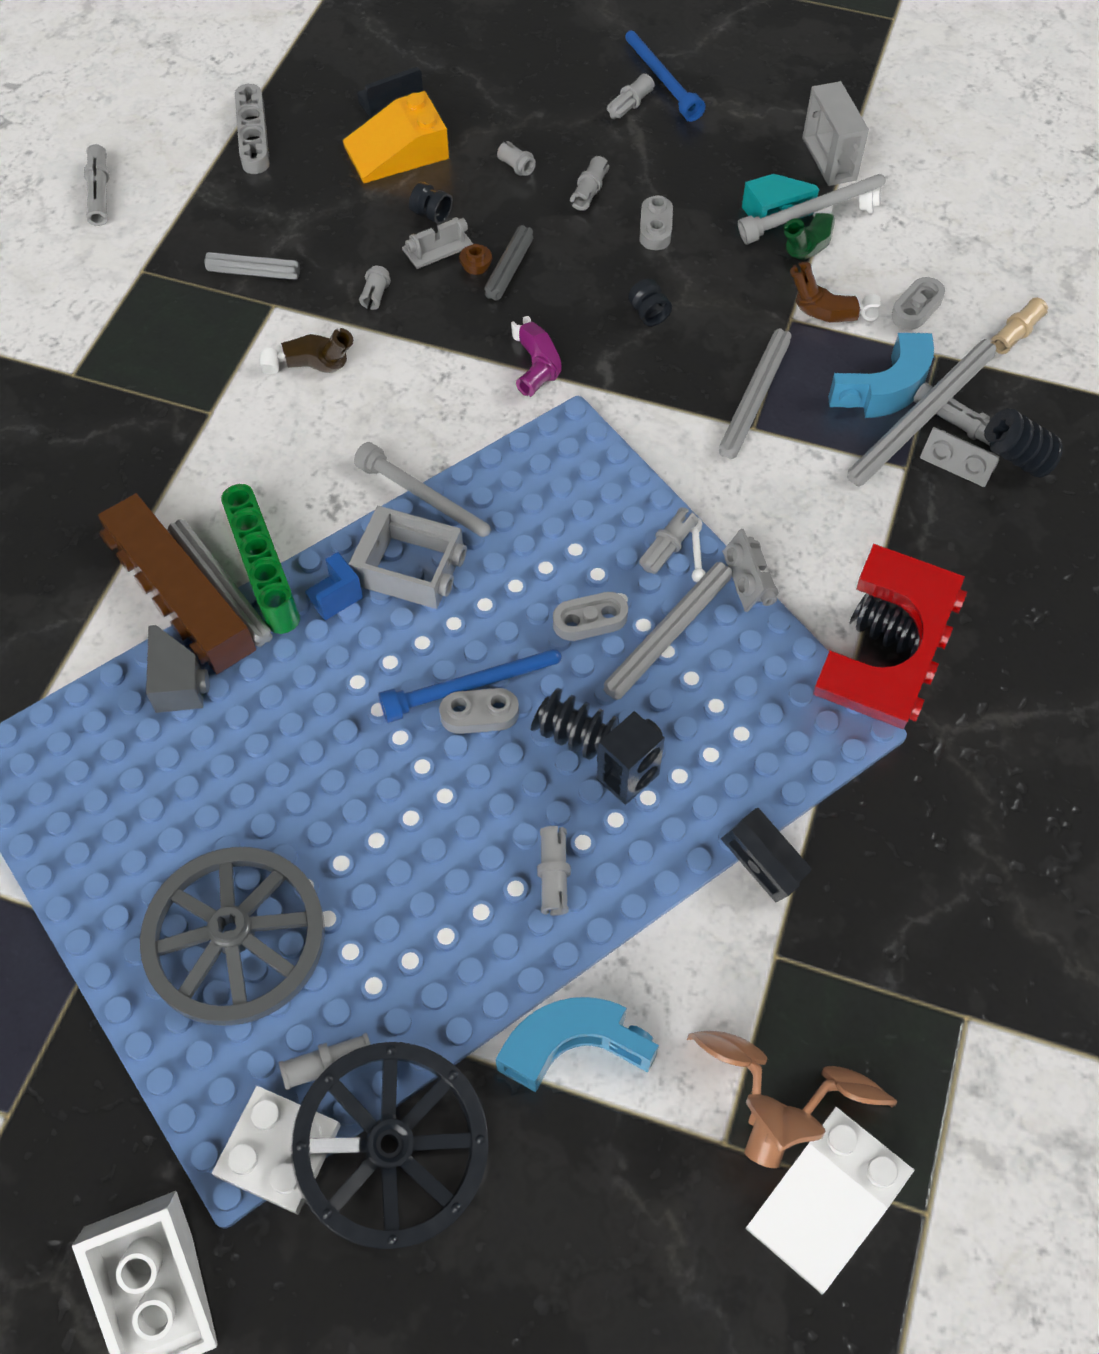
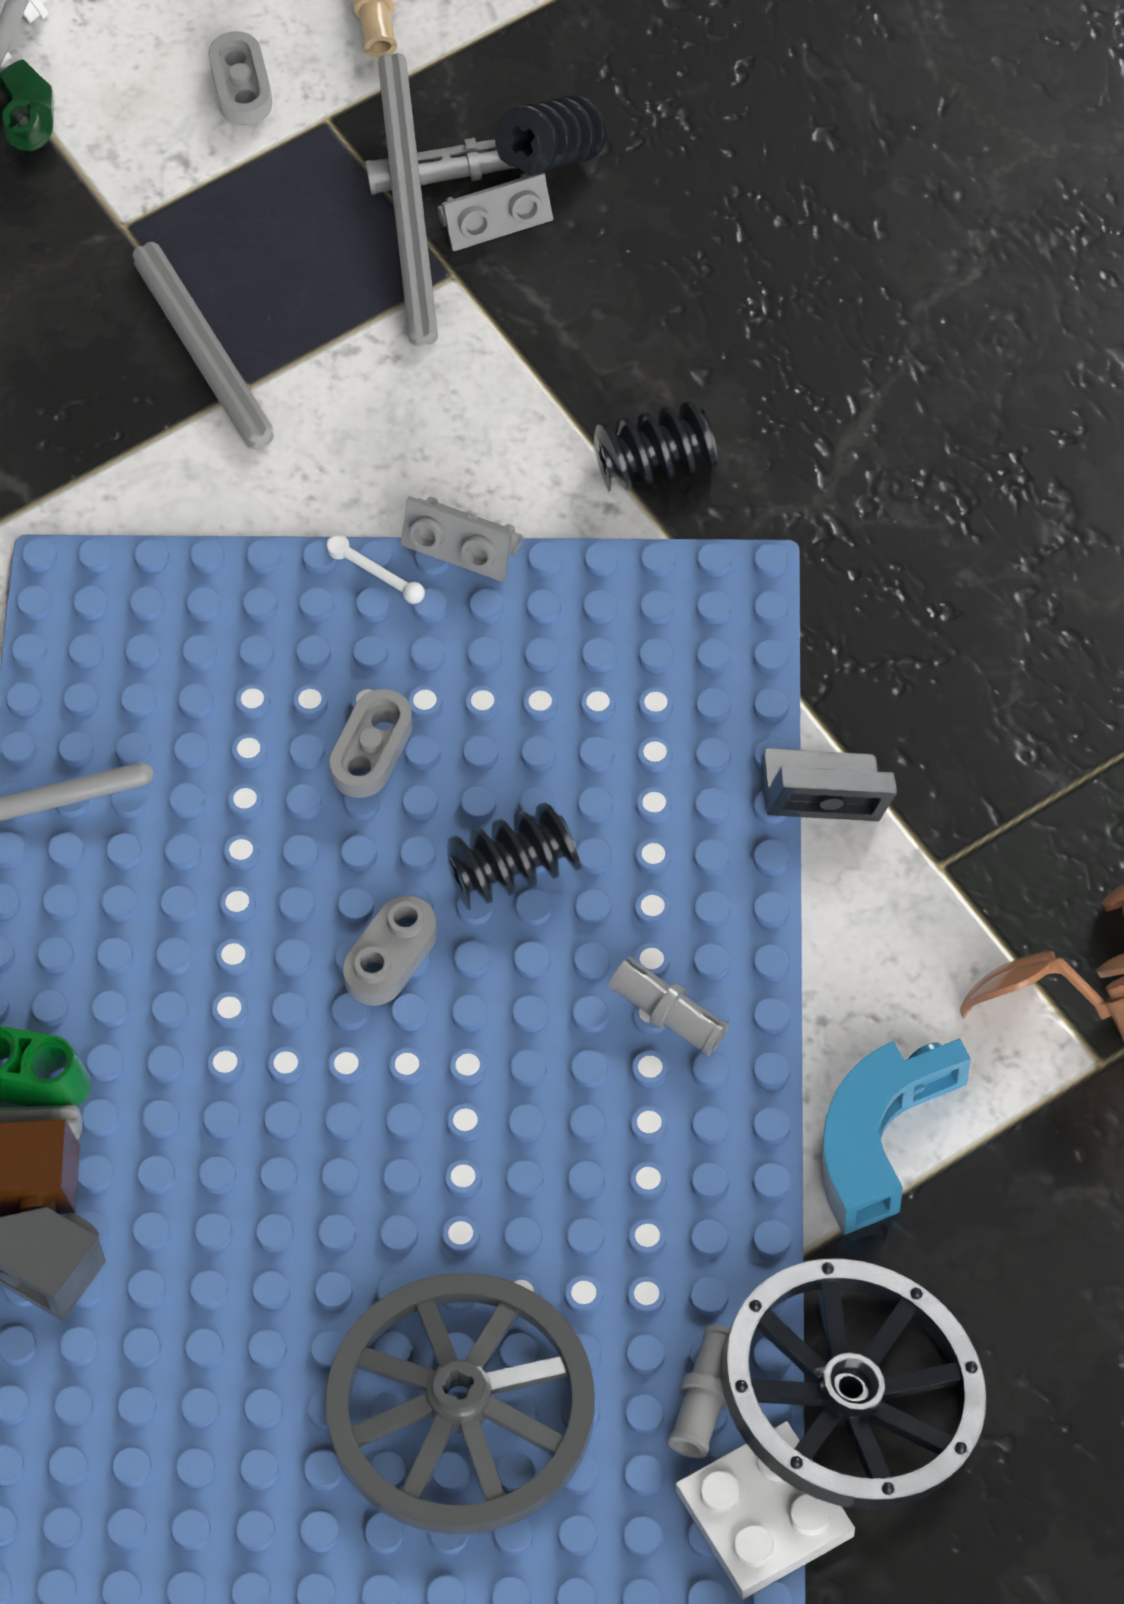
camera: 50 degrees left, 0 degrees up
(337, 590) = (72, 995): blue panel -> none
(397, 703) = (305, 1033): blue piece -> none
(414, 530) = (85, 843): light grey window -> none
(630, 757) = (608, 824): black brick -> none
(667, 631) = (461, 677): light grey axle -> none
(668, 541) = (341, 588): light grey axle -> none
(829, 307) = (150, 174): reddish brown arm -> none
(891, 389) = (329, 159): dark azure arch -> none
(928, 597) = (685, 383): red arch -> none

